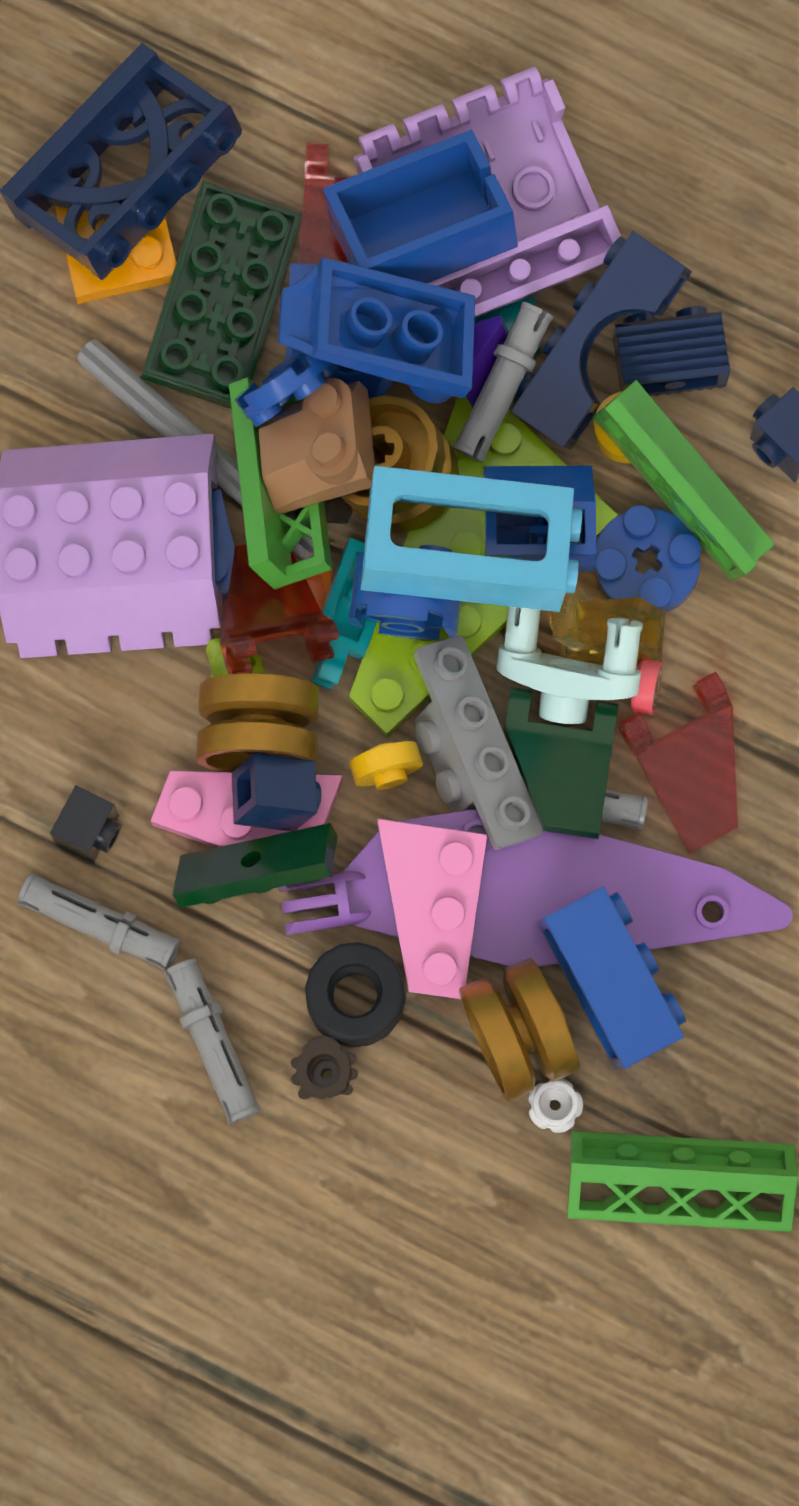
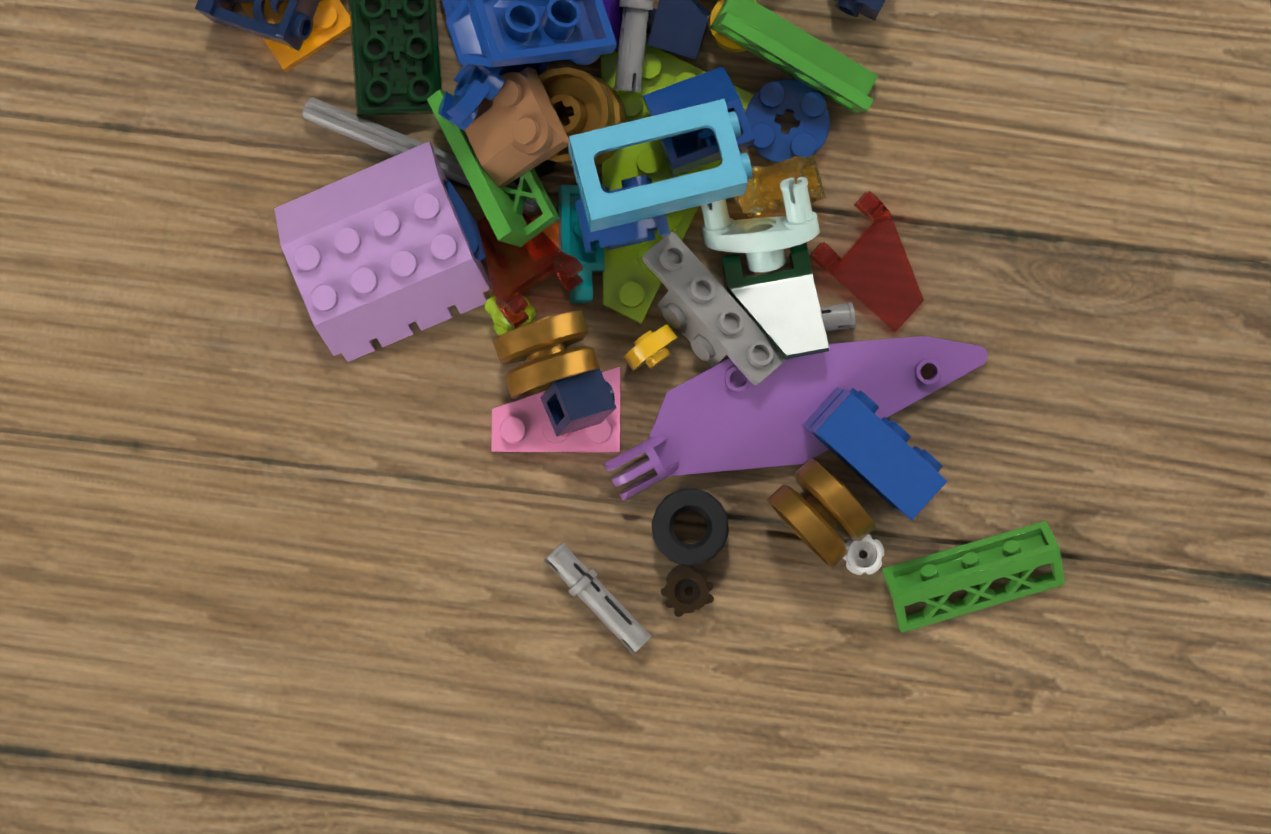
camera: 20 degrees left, 10 degrees up
(86, 824) = (446, 471): black plate -> none
(118, 930) = (481, 540): light grey pin -> none
(255, 865) = (583, 460): dark green tile -> none
(434, 900) = (724, 436): bright pink wing -> none
(649, 687) = (821, 208): coral tile -> none

